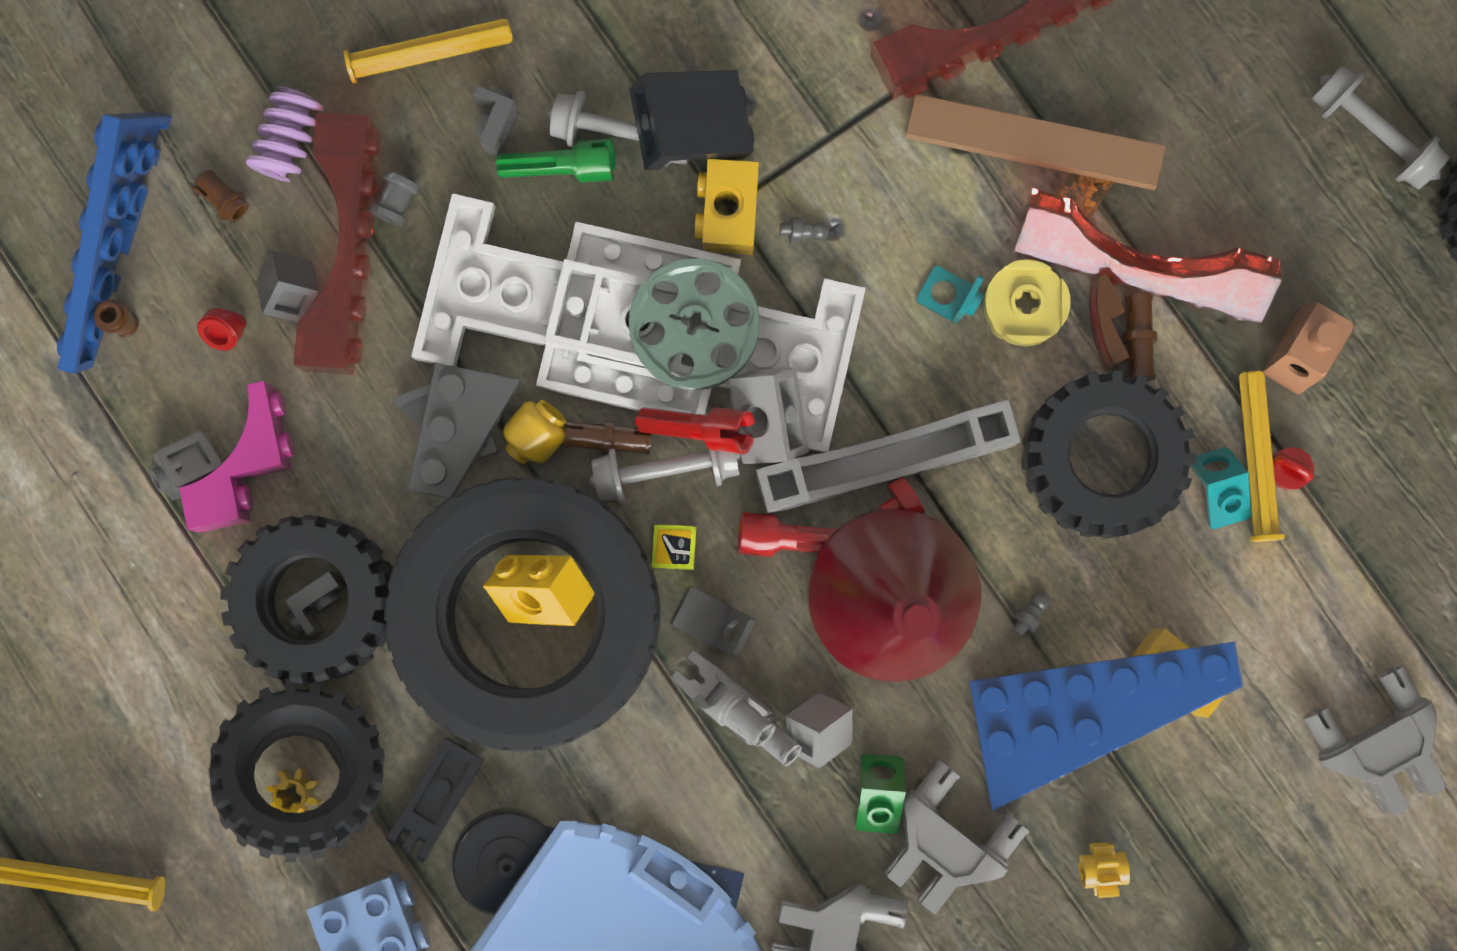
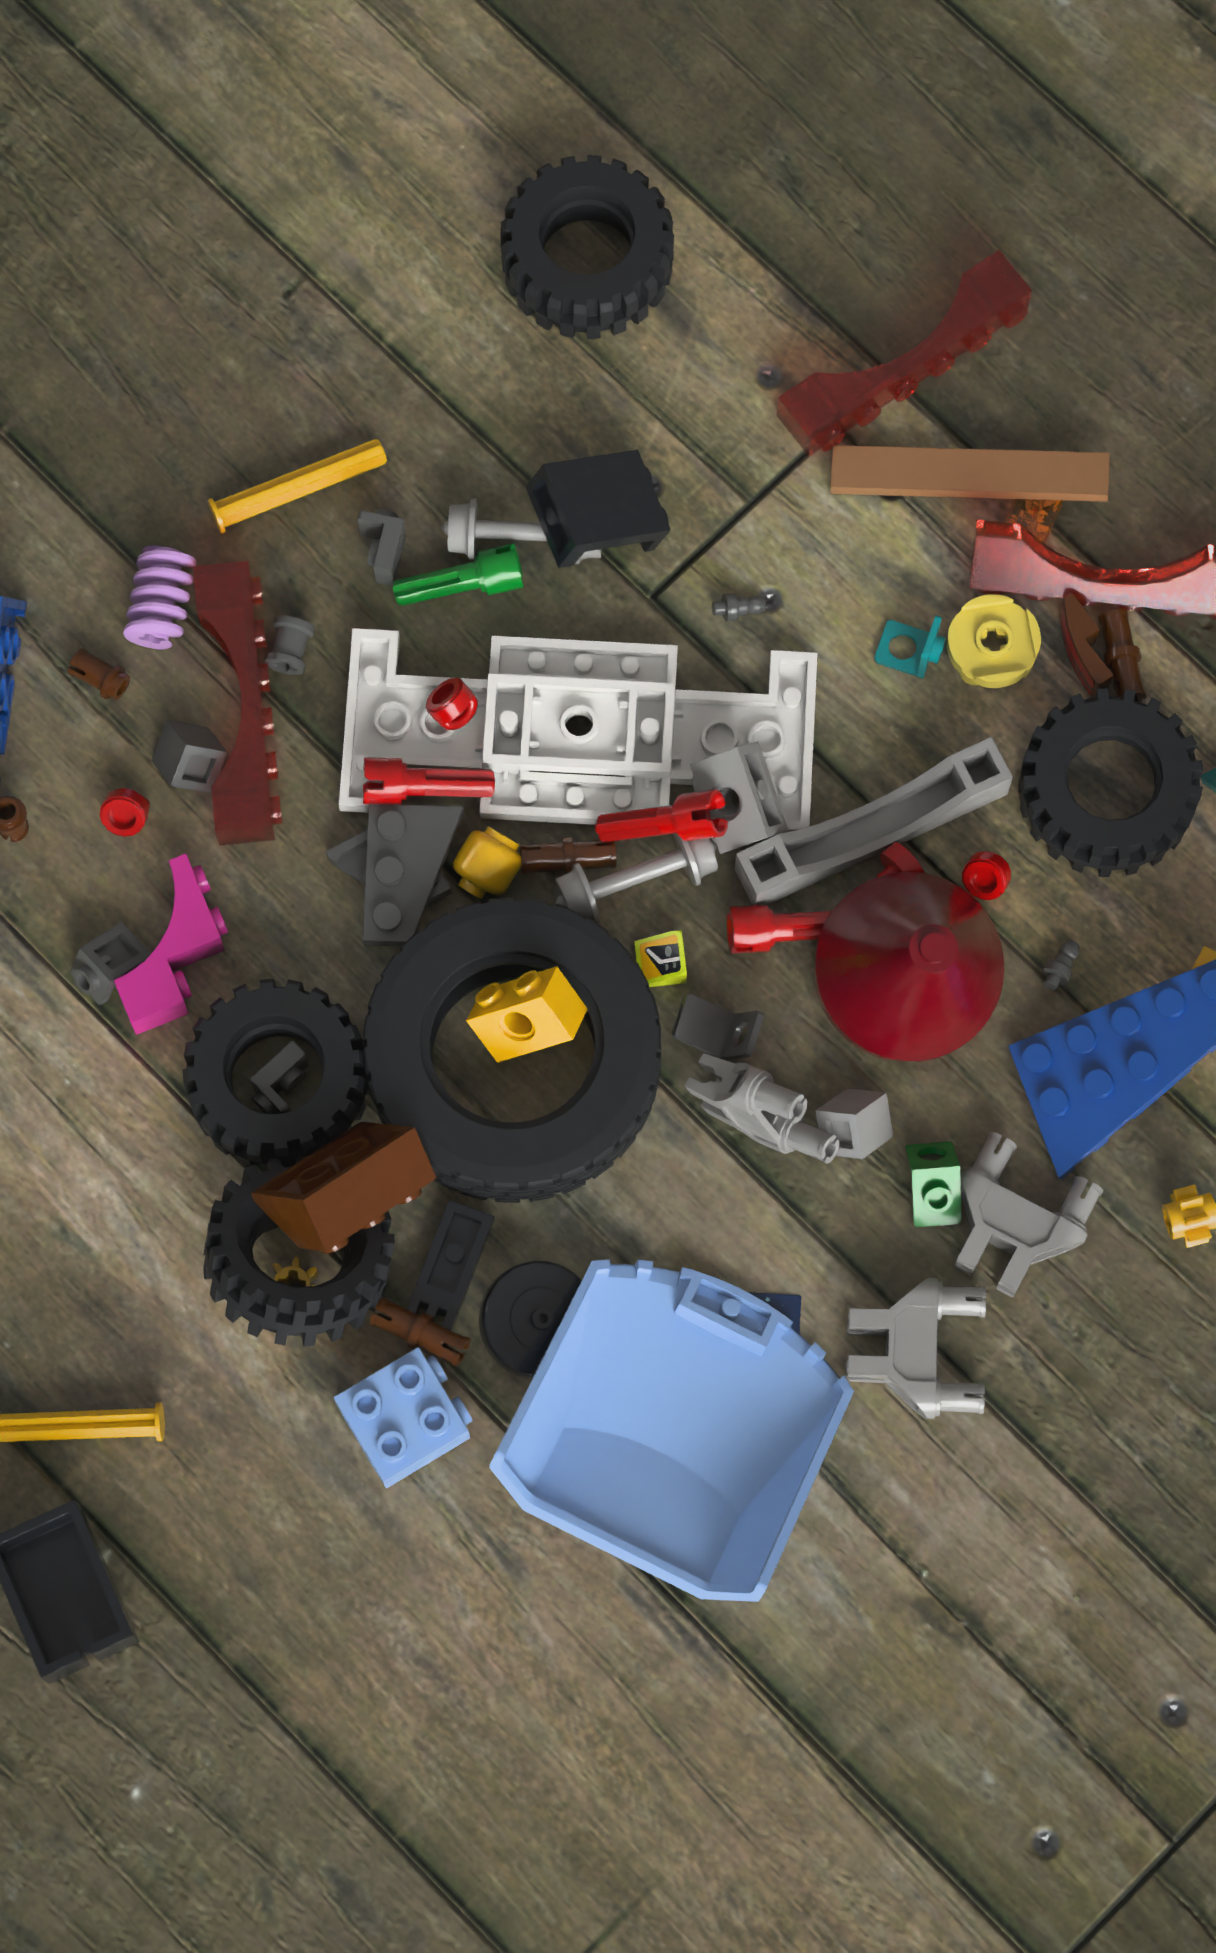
camera: 10 degrees left, 10 degrees down
(344, 725) = (346, 1185): none -> reddish brown slope
(396, 858) = (420, 1331): none -> reddish brown pin
(458, 346) = (397, 781): none -> red piece
(526, 281) = (452, 704): none -> red tile
(687, 303) = (631, 695): sand green wedge -> none
(728, 181) = (656, 567): yellow brick -> none
(979, 520) = (986, 875): none -> red tile

